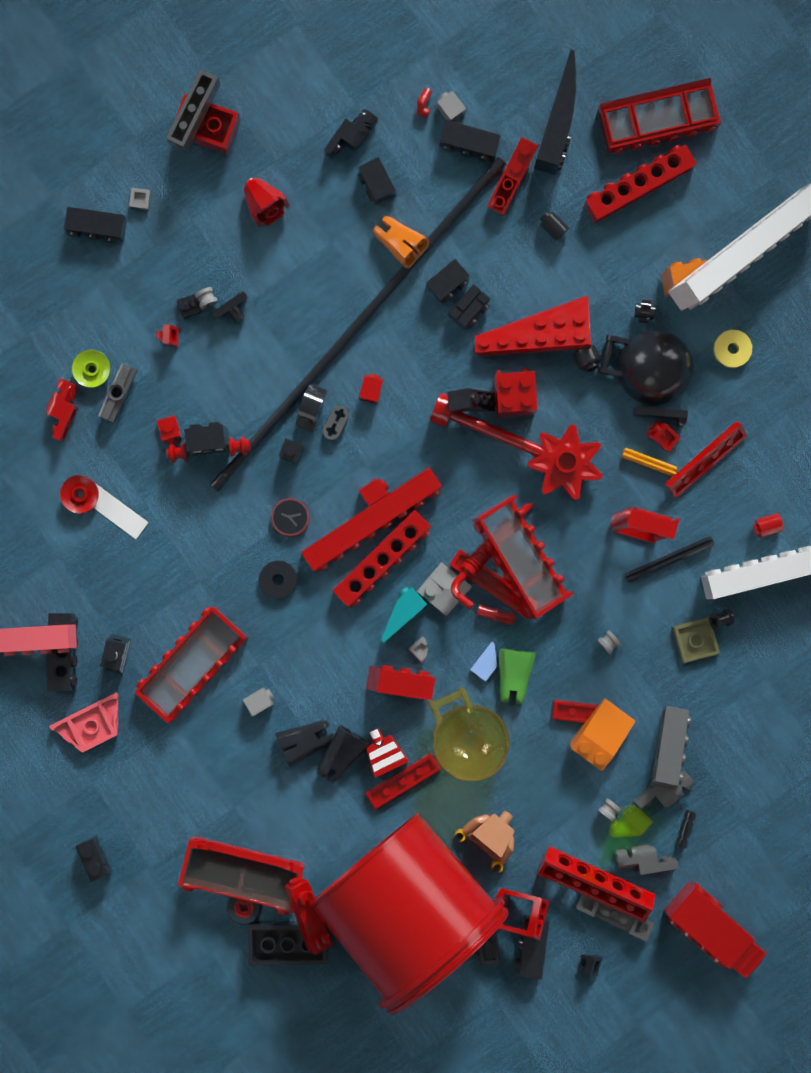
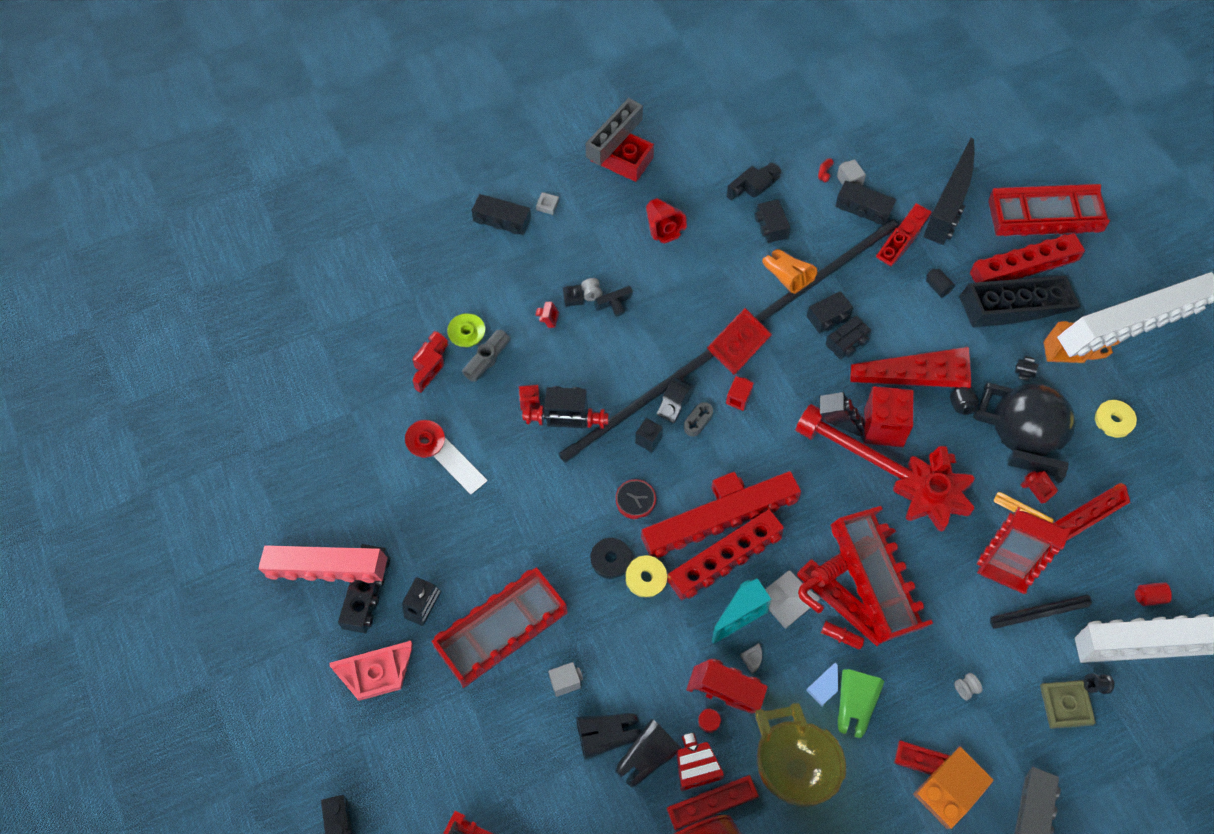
camera: 10 degrees right, 25 degrees down
(324, 592) = (652, 566): none -> light yellow tile
(362, 332) = (739, 341): none -> red tile
(390, 712) = (709, 720): none -> red tile
(568, 435) = (941, 459): none -> red tile
(633, 233) = (1017, 300): none -> black slope

